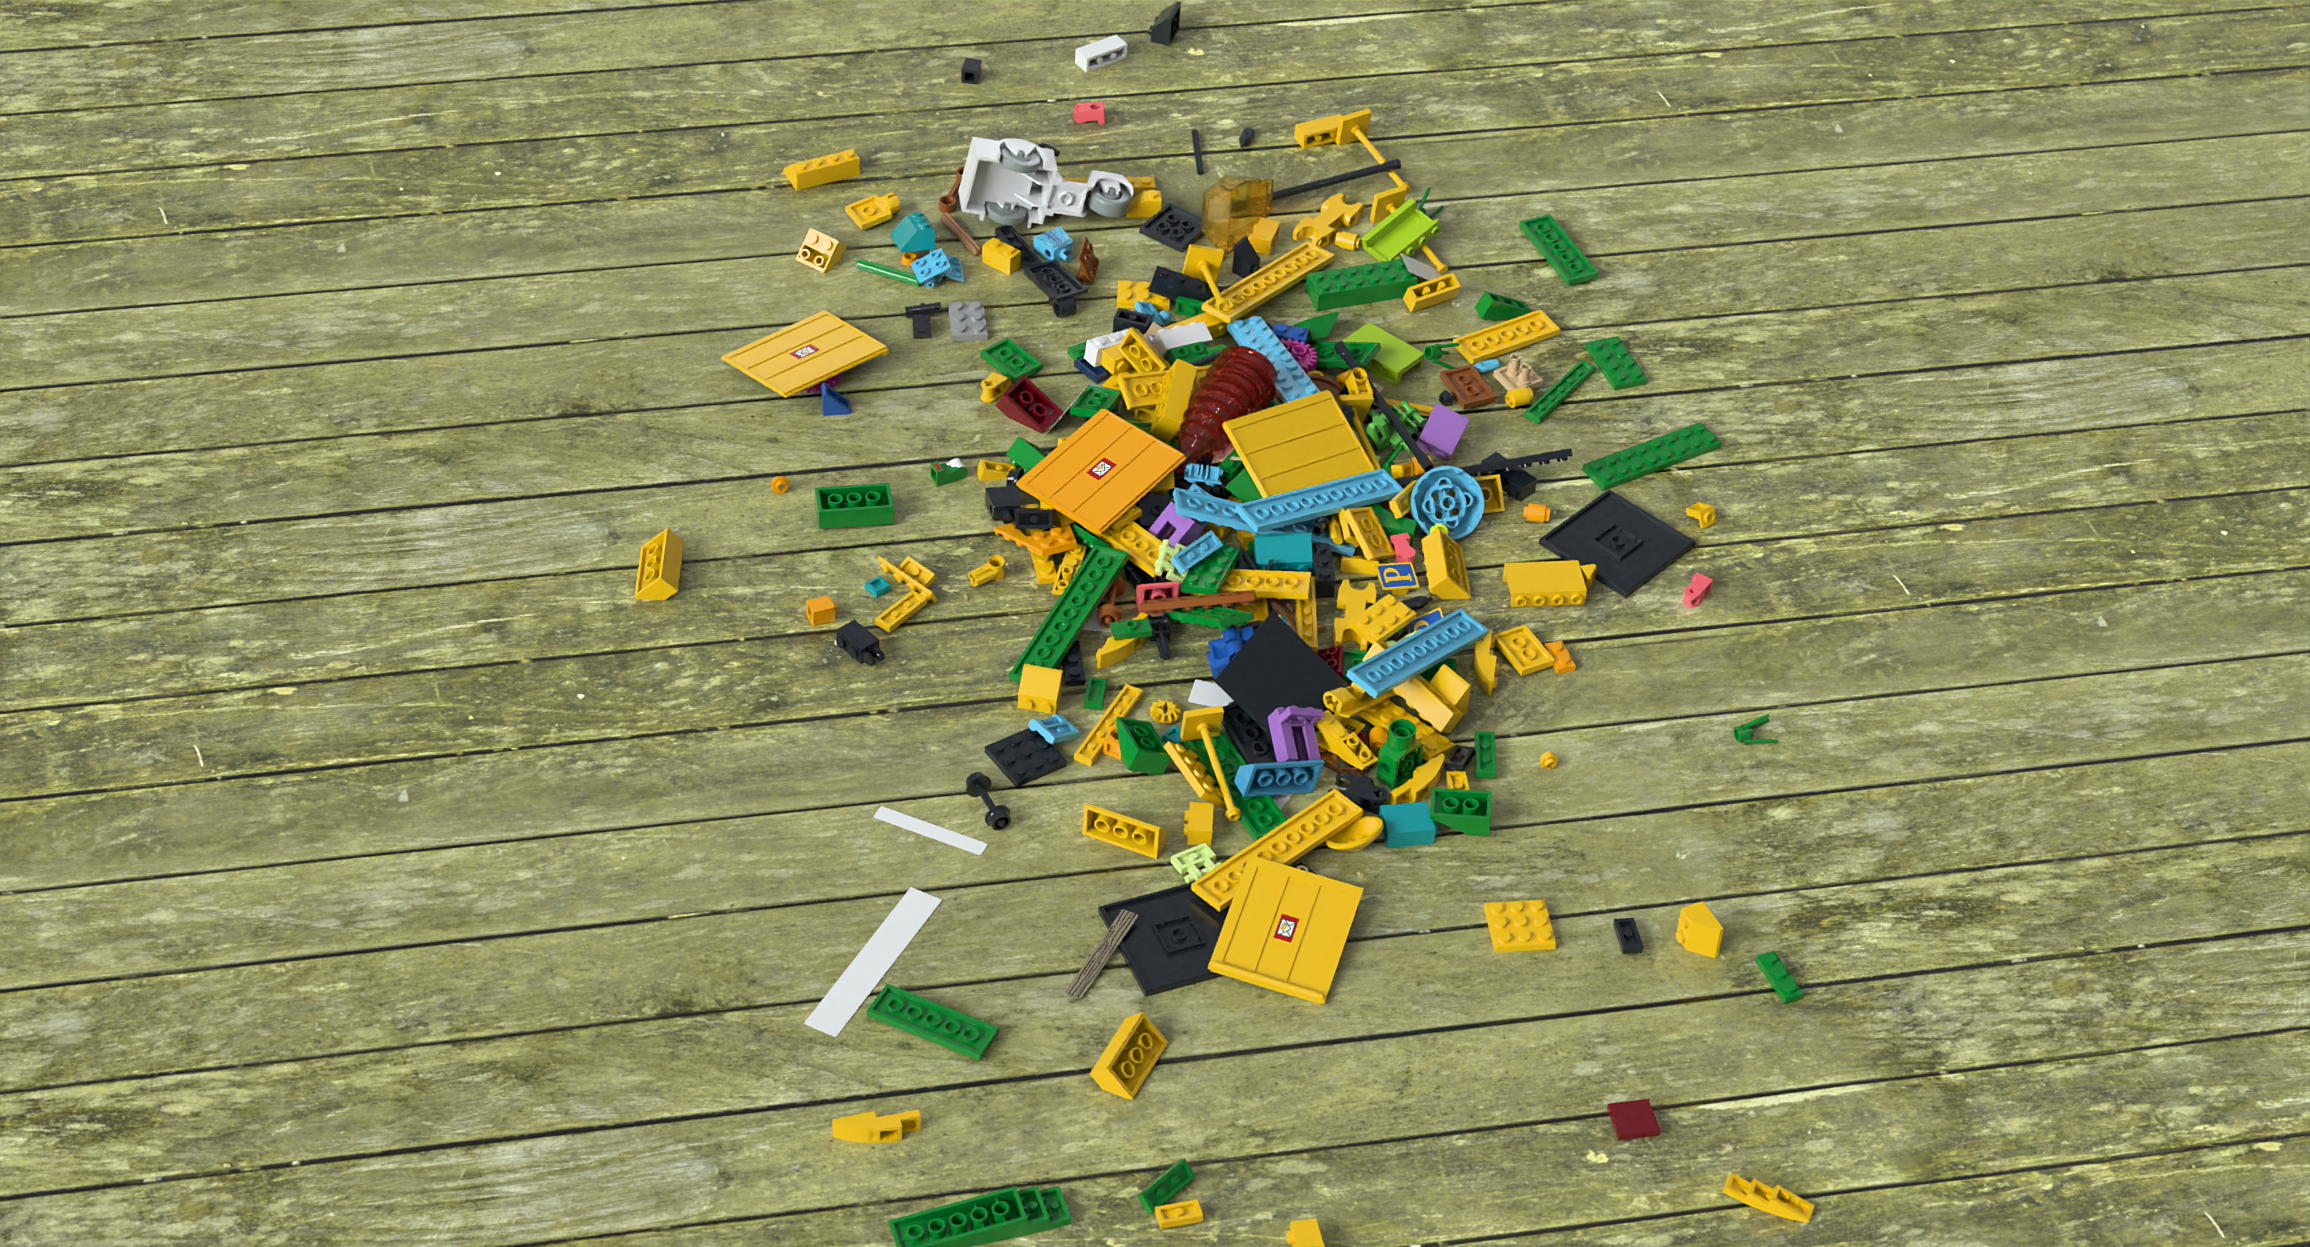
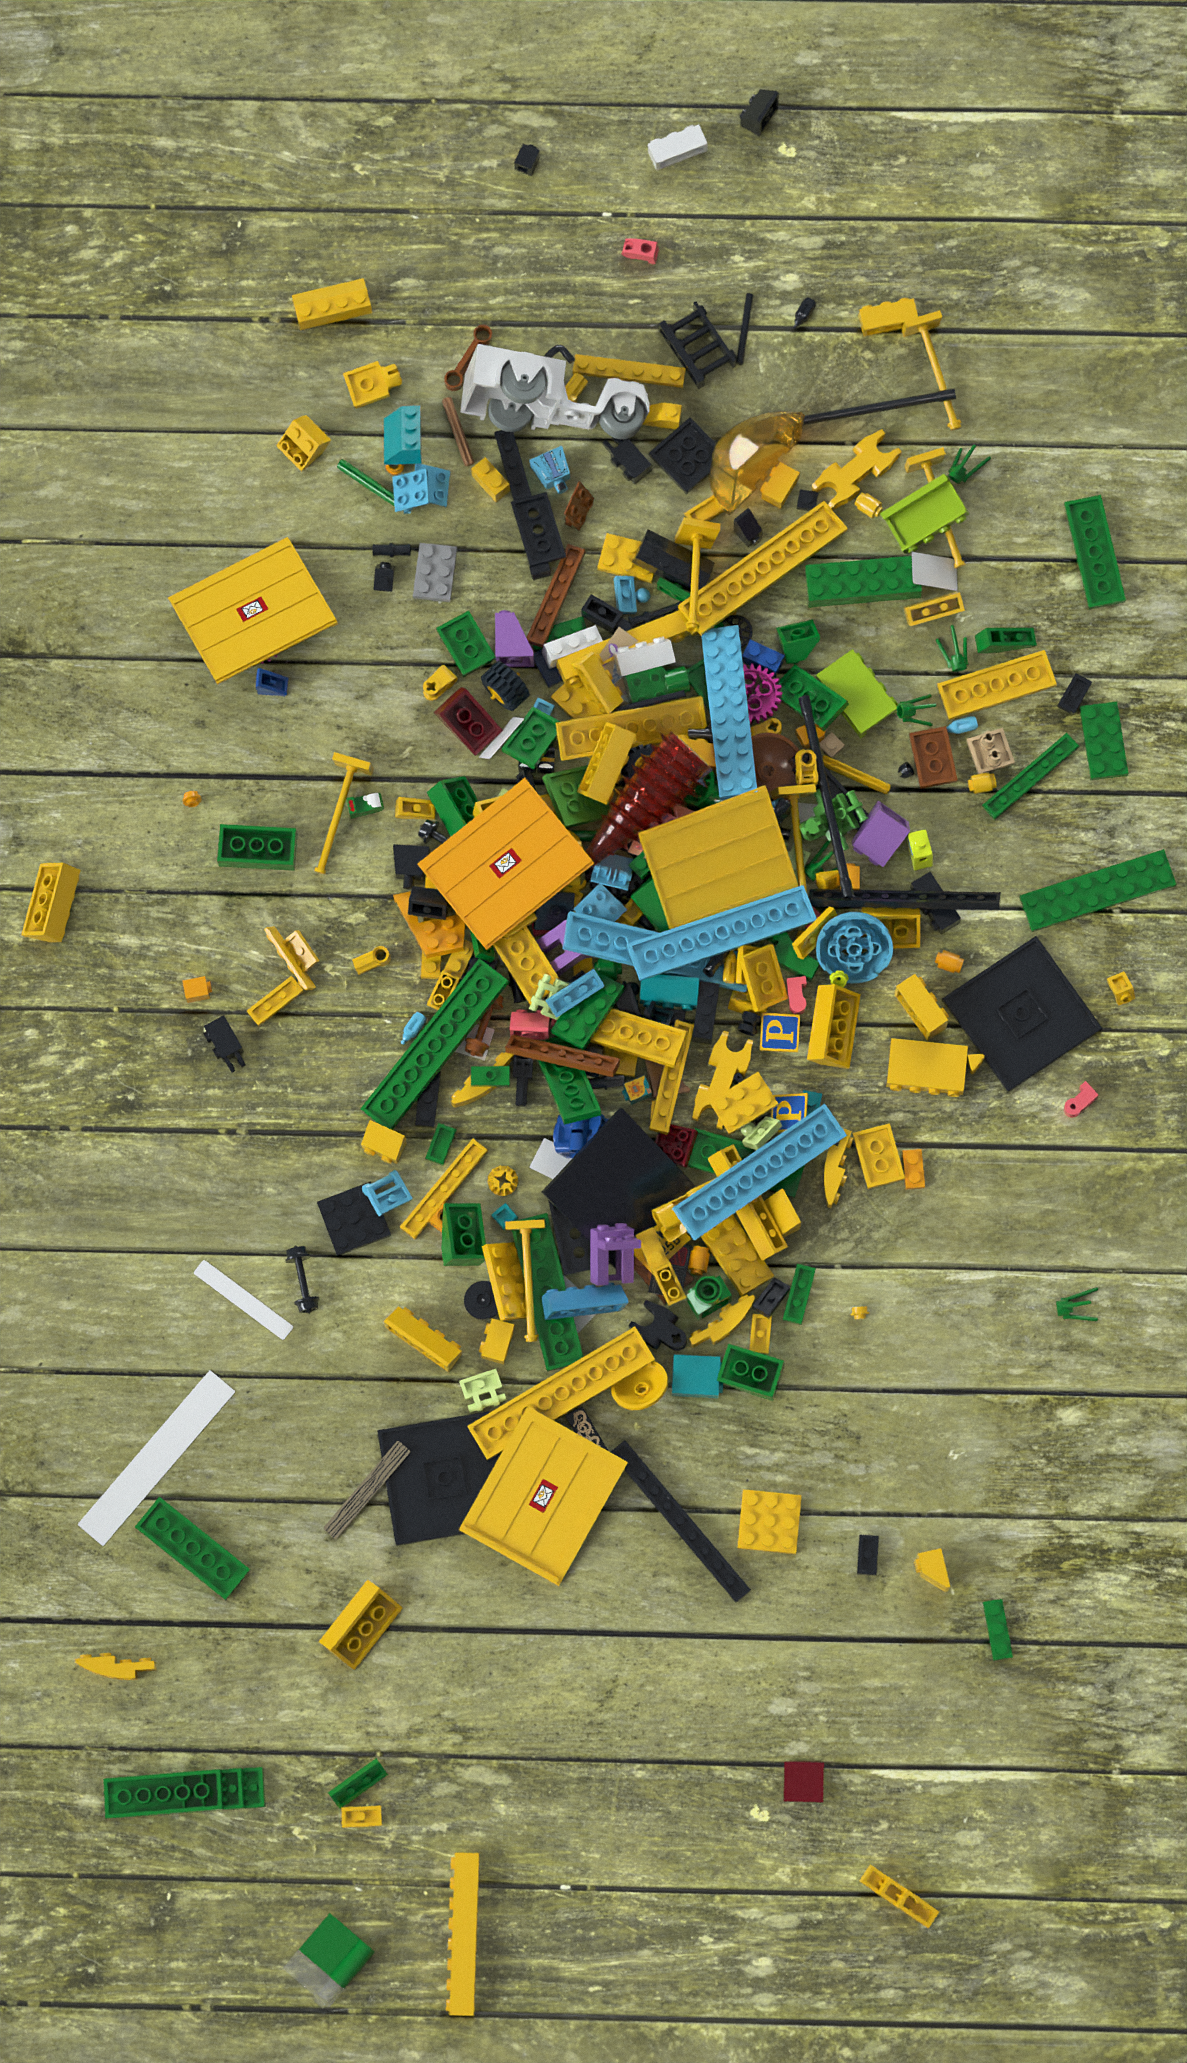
camera: 20 degrees right, 35 degrees up
(878, 586) = (261, 959): teal tile -> none
(928, 441) = (352, 766): none -> yellow tile
(1041, 614) = (413, 1027): none -> medium azure piece
(1056, 349) = (510, 641): none -> medium lavender slope
(1059, 373) = (505, 686): none -> black wheel
(1085, 319) = (555, 596): none -> dark orange plate
(1122, 233) = (629, 459): none -> black hinge
(1147, 167) = (688, 360): none -> black fence
(1175, 795) = (480, 1301): none -> black piece
(1290, 244) = (807, 500): none -> black plate
(1365, 573) = (749, 1023): none -> black wheel
(1417, 602) = (788, 1070): black piece -> none
(1437, 938) = (681, 1523): none -> black plate
(1465, 325) = (957, 661): none -> green plant
(1479, 439) = (919, 848): none -> neon yellow torso
(1523, 538) = (921, 1006): none -> yellow brick
(1578, 335) = (1074, 694): none -> black plate

